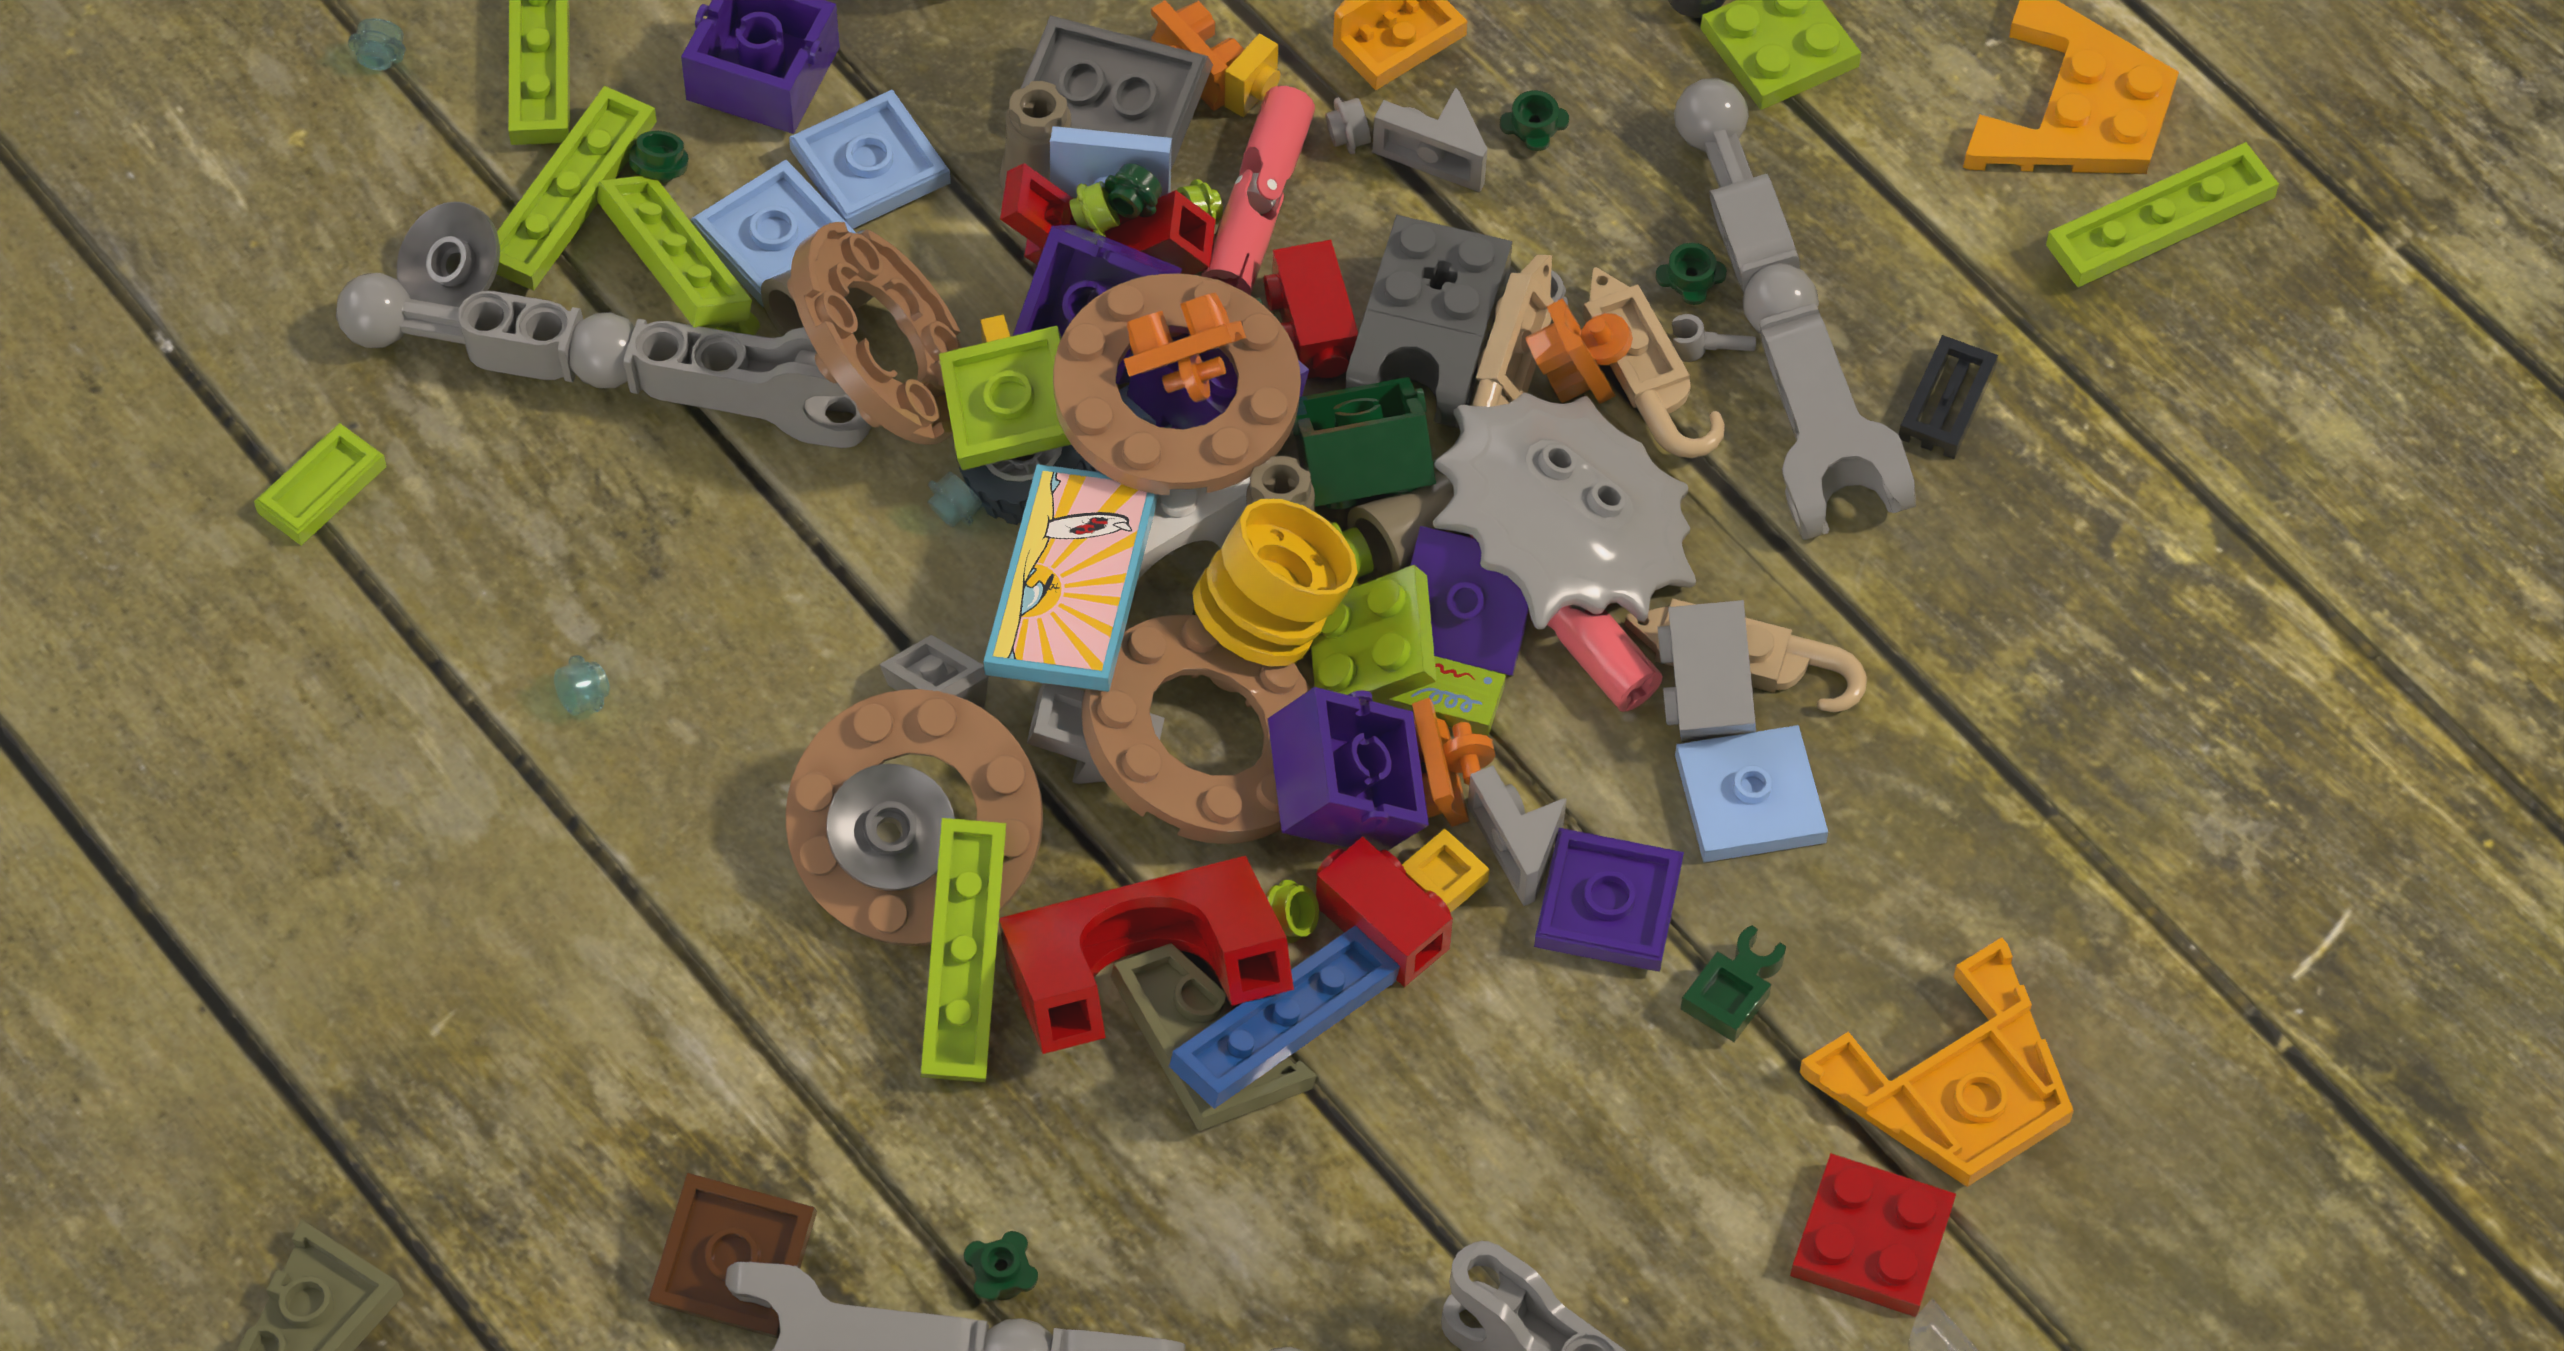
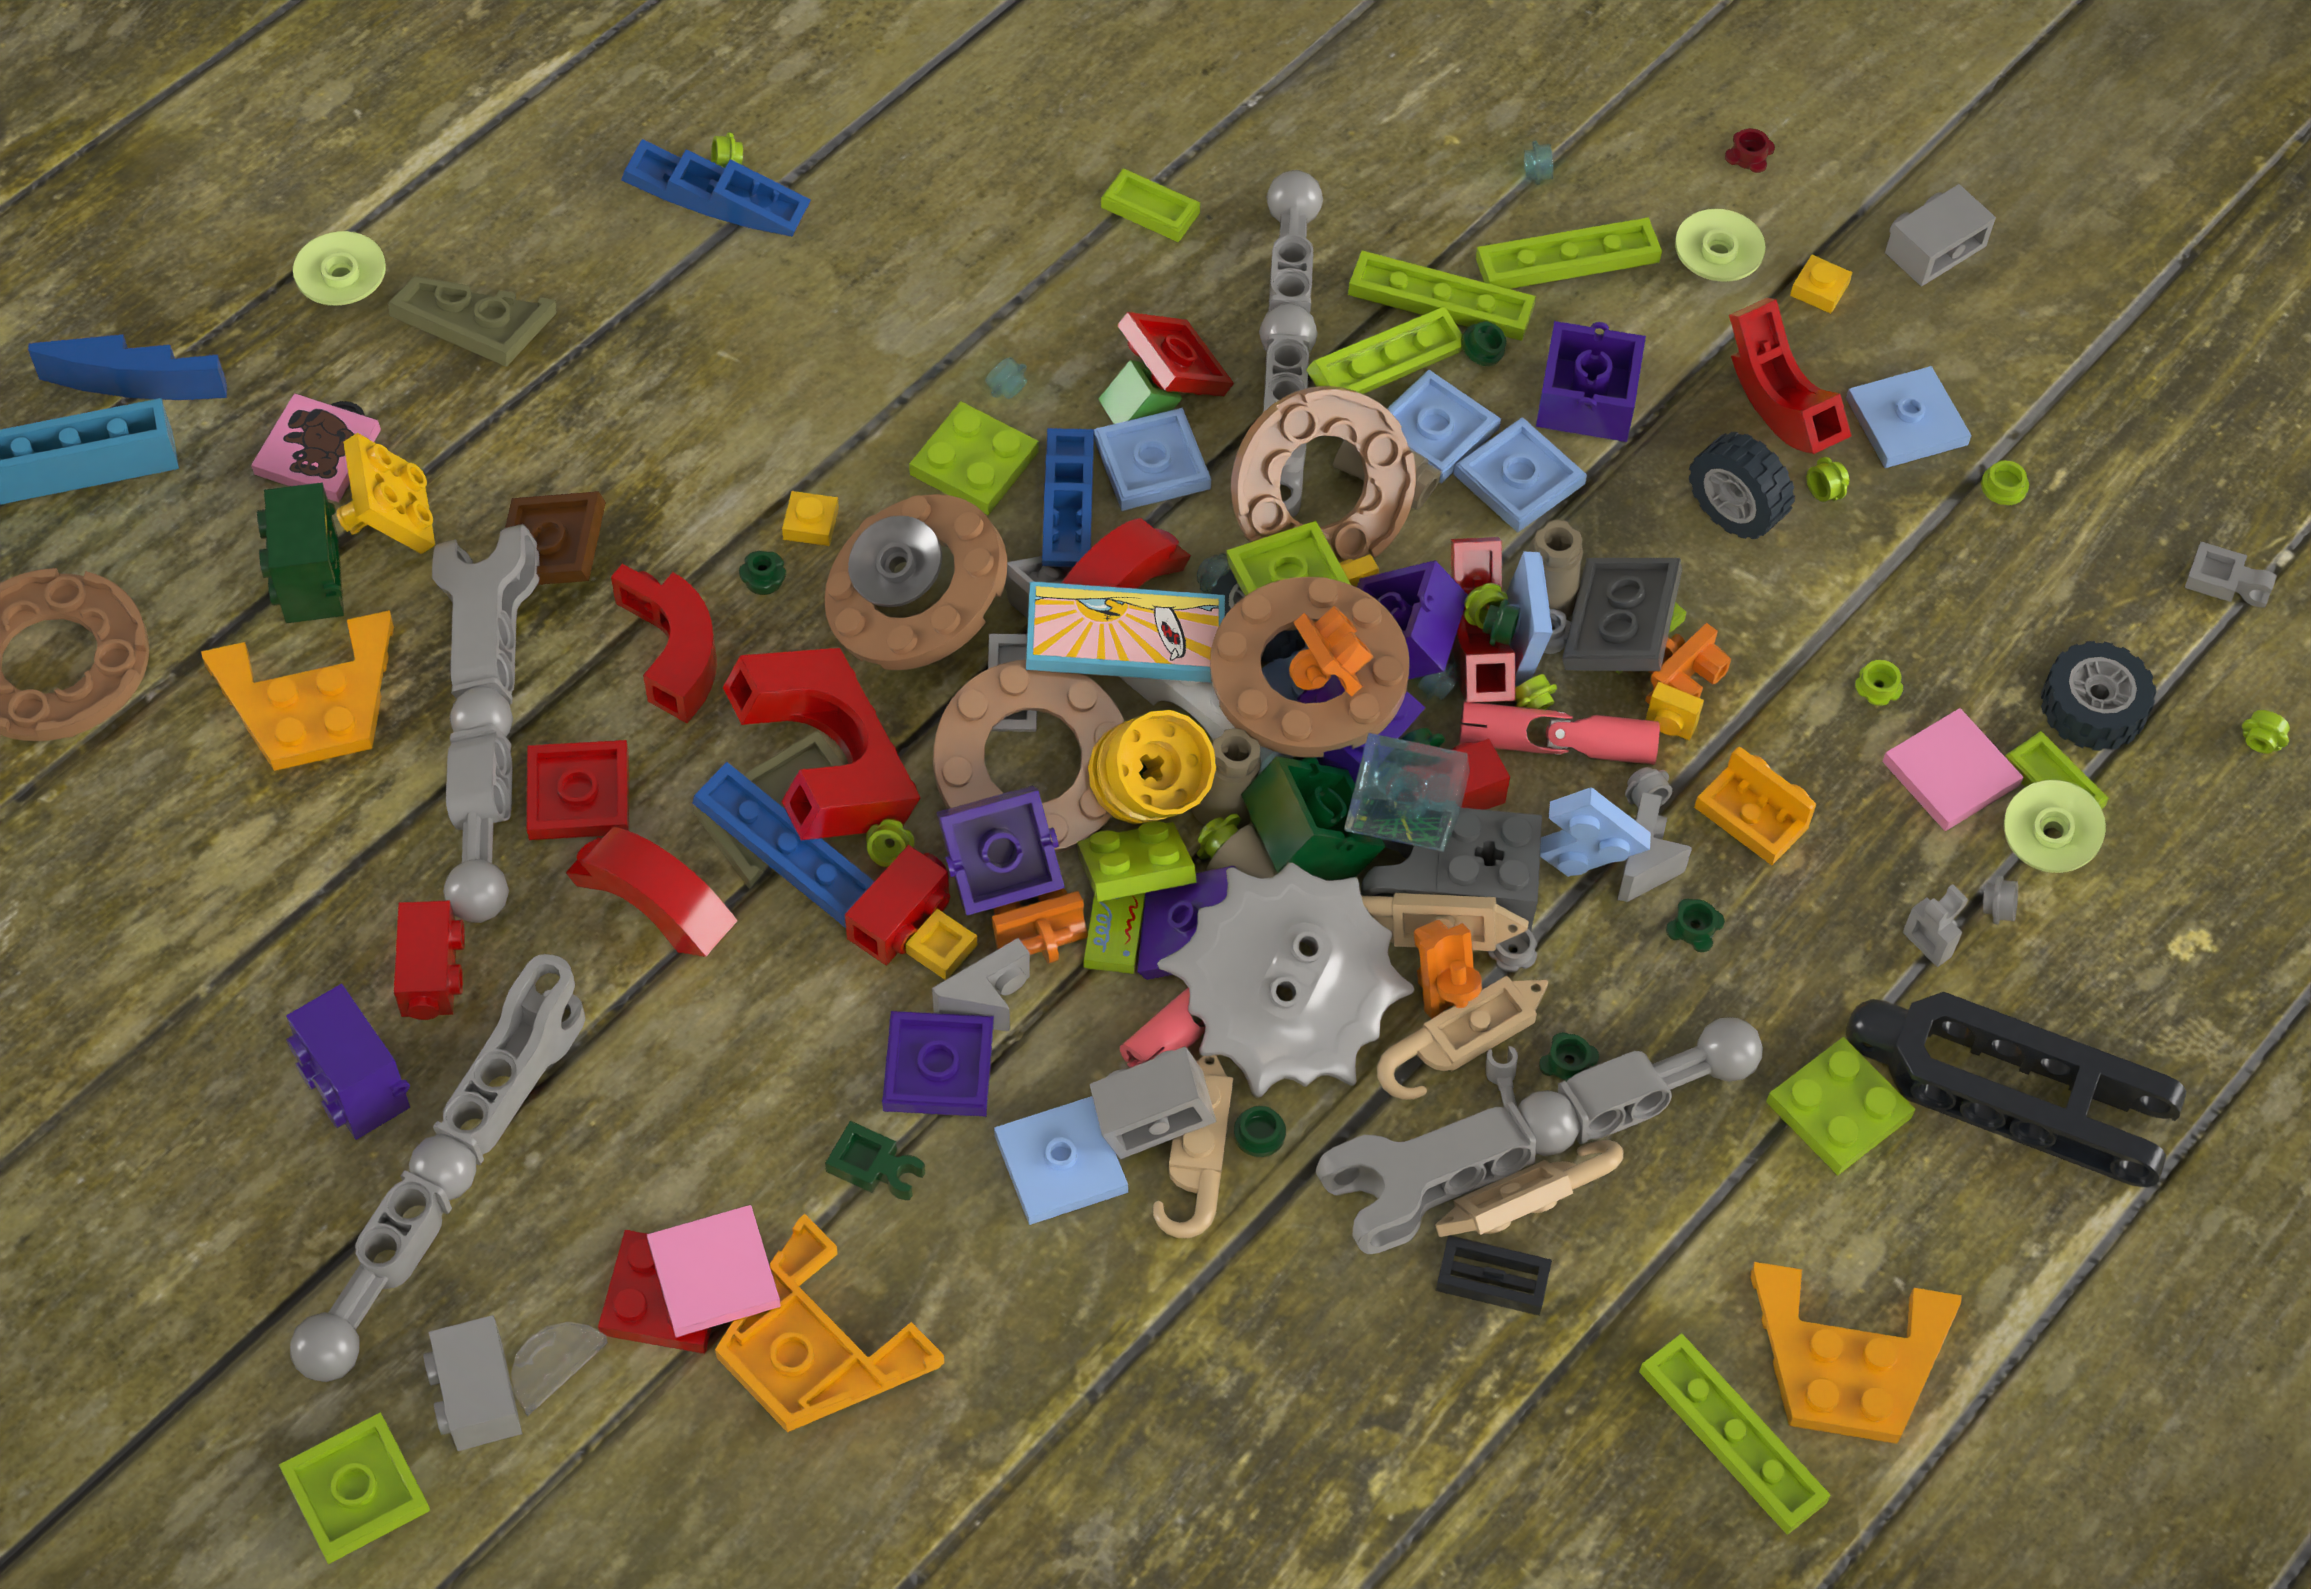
camera: 80 degrees right, 0 degrees up
(88, 977) = (726, 148): none -> lime plate
(151, 999) = (718, 192): none -> blue slope
(437, 245) = (1351, 233): flat silver dish -> none
(608, 479) = (1175, 354): none -> red plate
(653, 540) = (1136, 395): none -> brick
(697, 746) = (974, 457): none -> lime plate
(753, 542) = (1152, 459): none -> light blue plate
(753, 948) = (810, 518): none -> yellow plate
(807, 640) = (1067, 496): none -> blue slope
(831, 1026) = (764, 581): none -> dark green plate
(928, 1102) = (688, 665): none -> red arch
(946, 583) = (1129, 557): none -> red arch
(963, 950) = (813, 625): lime plate -> none
(1004, 1284) = (567, 716): dark green plate -> none
(1141, 1261) = (577, 789): none -> red plate
(1323, 1166) = (657, 886): none -> red arch
(1376, 320) = (1408, 792): none -> clear light blue slope
(1441, 155) = (1592, 833): none -> light blue plate
(1745, 580) = (1259, 1131): none -> dark green plate
(1861, 338) = (1528, 1191): none -> tan plate
(1875, 1159) = (713, 1270): none -> bright pink tile

